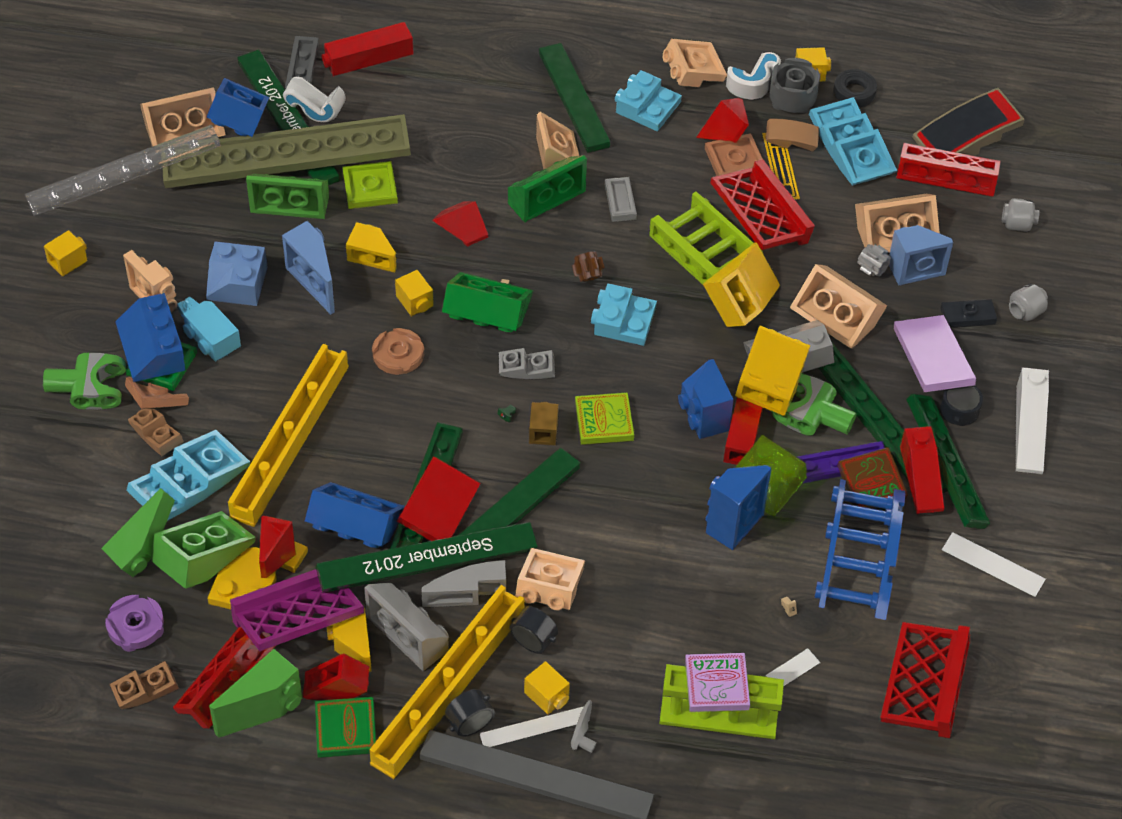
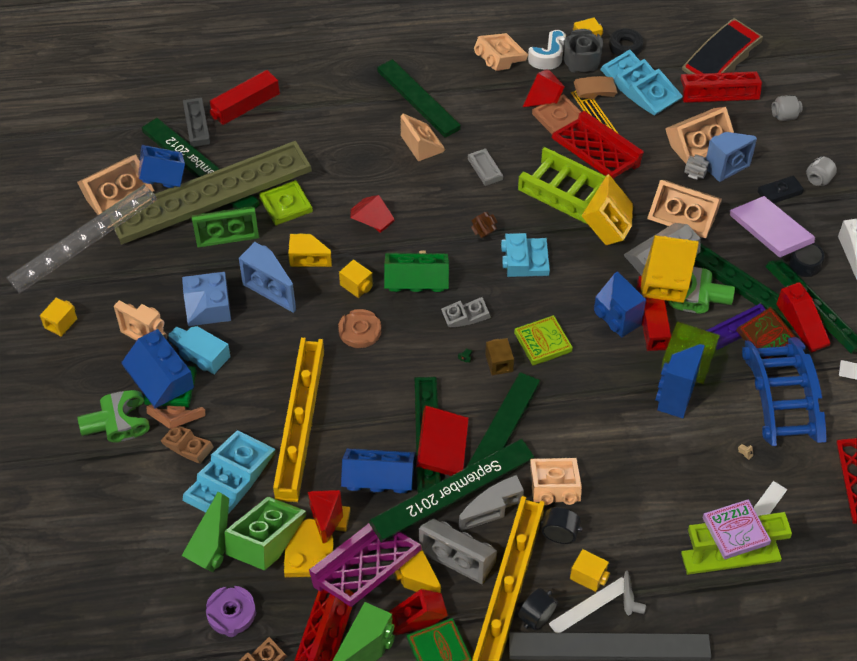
camera: 15 degrees left, 0 degrees up
(313, 101) = (217, 148): white animal -> none
(548, 187) = (428, 170): green slope -> none
(646, 100) = (475, 88): medium azure plate -> none

